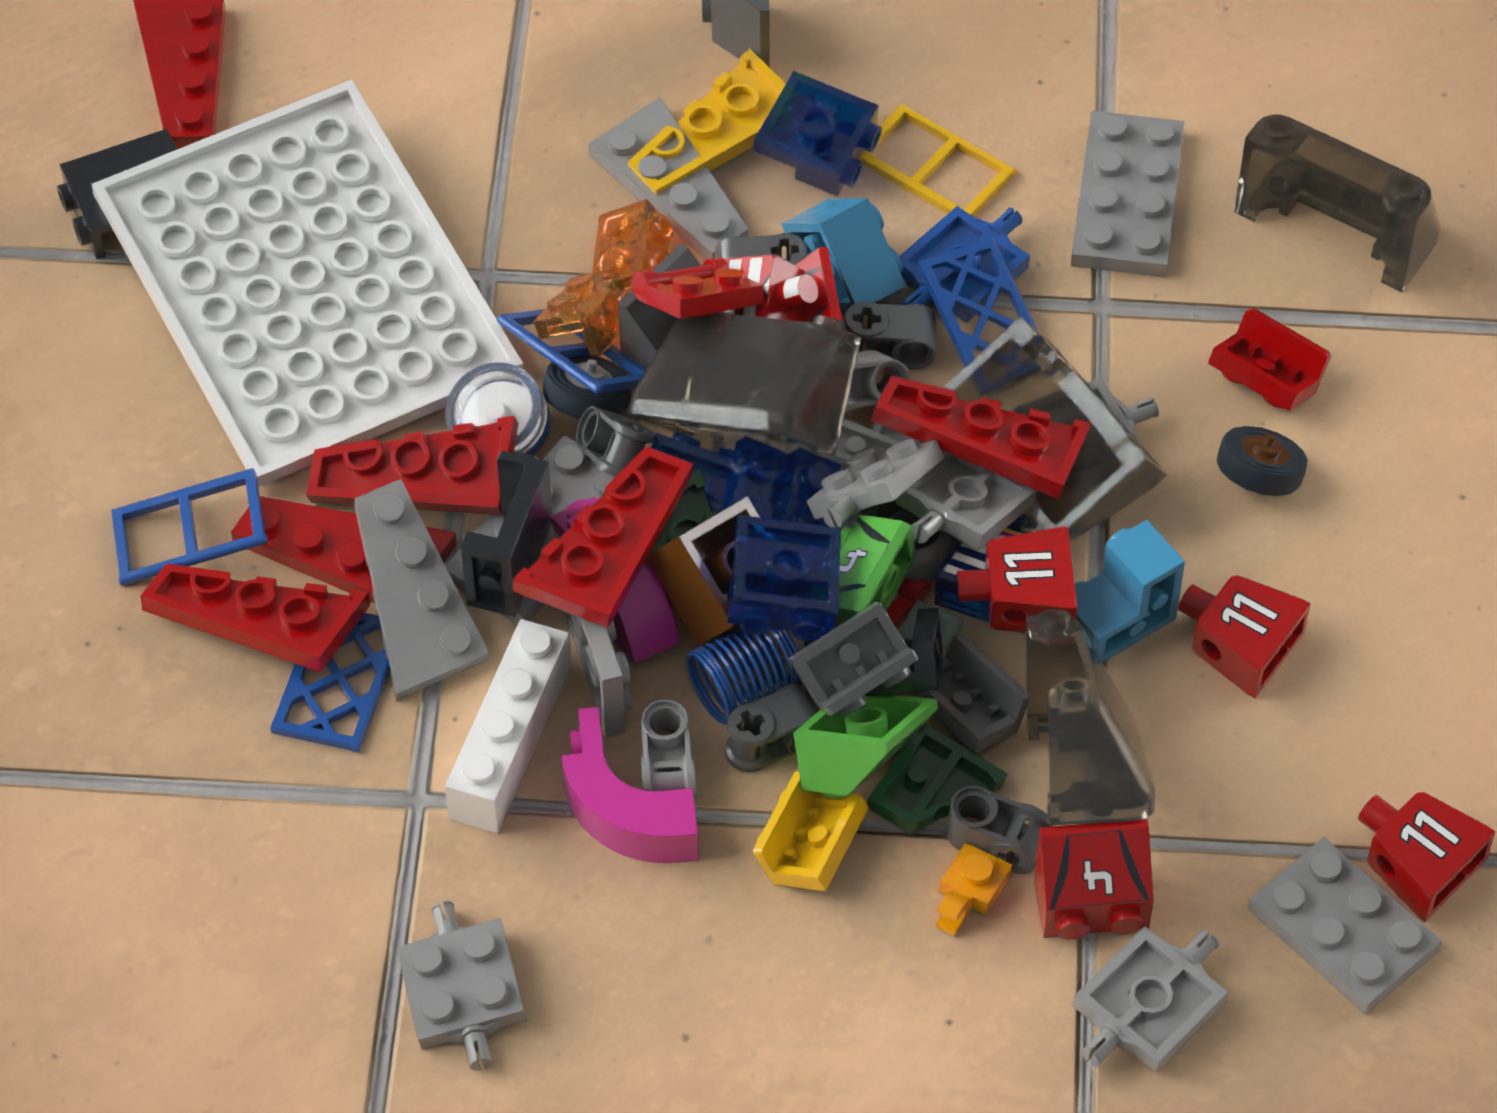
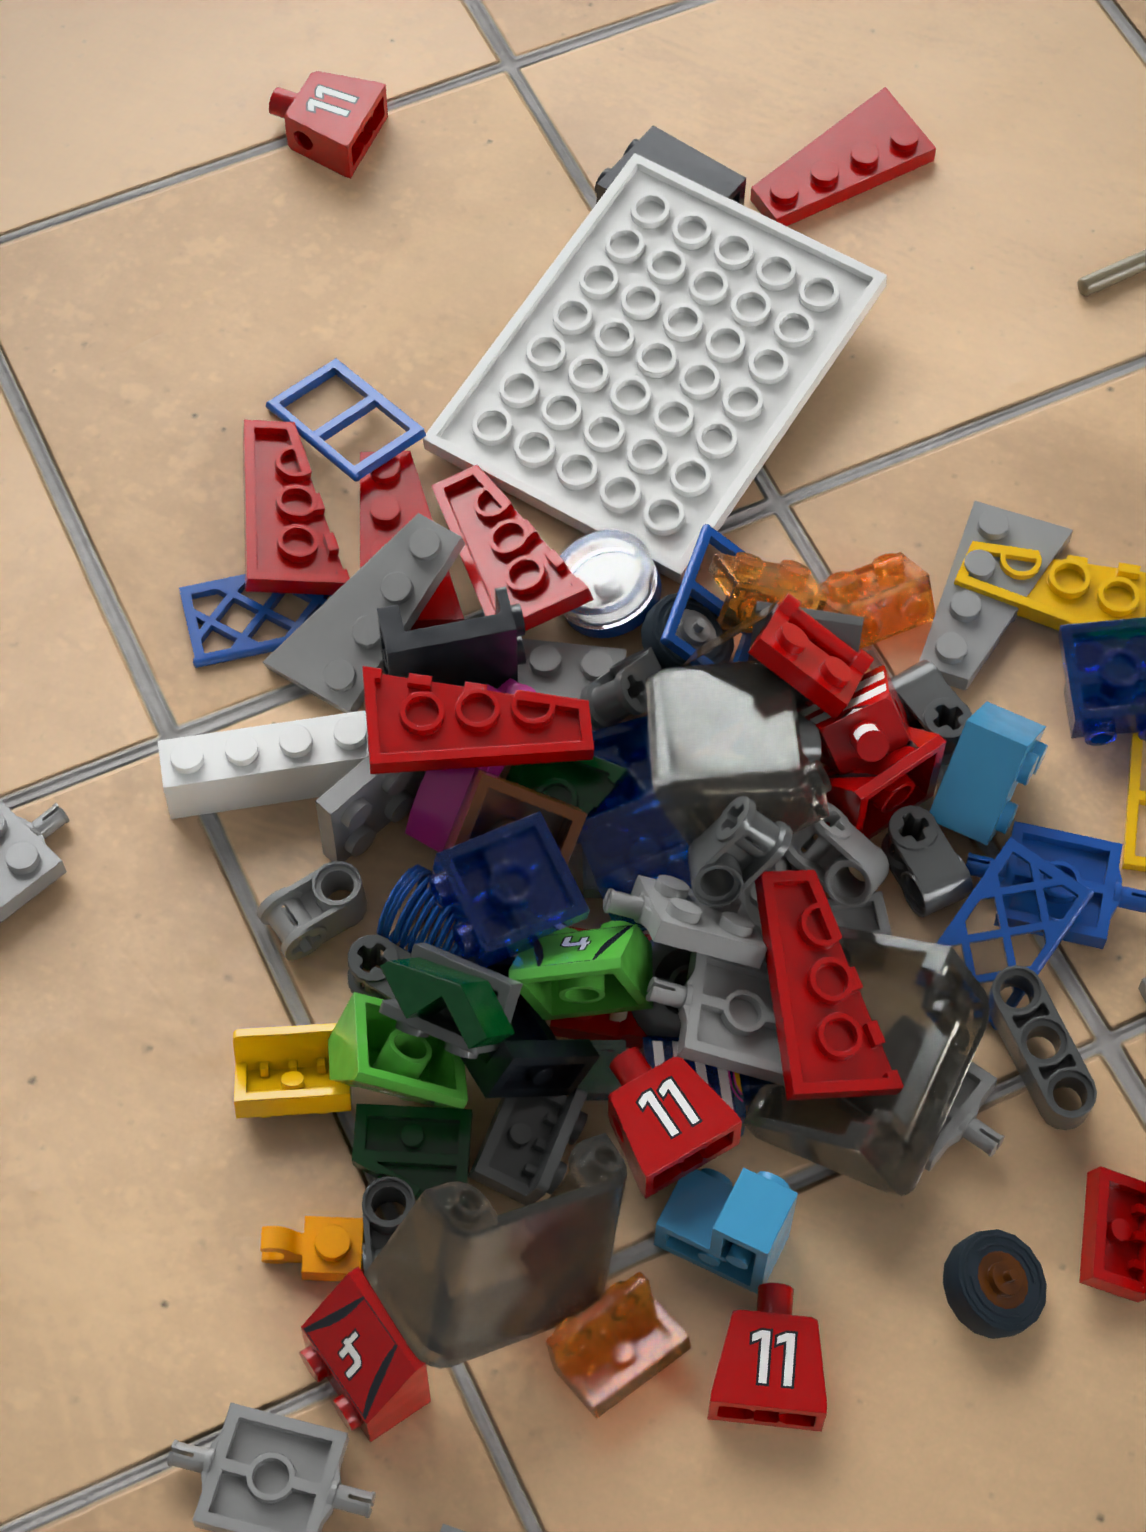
camera: 60 degrees right, 5 degrees up
(621, 817) = (228, 889): dark pink arch -> none
(637, 334) = (730, 633): none -> dark brown sticker
(846, 417) = (739, 847): none -> dark grey piece
(847, 657) = (428, 987): none -> dark green slope
(1115, 327) = (1041, 1020): none -> dark grey beam
(1176, 719) = (616, 1345): none -> clear orange bracket

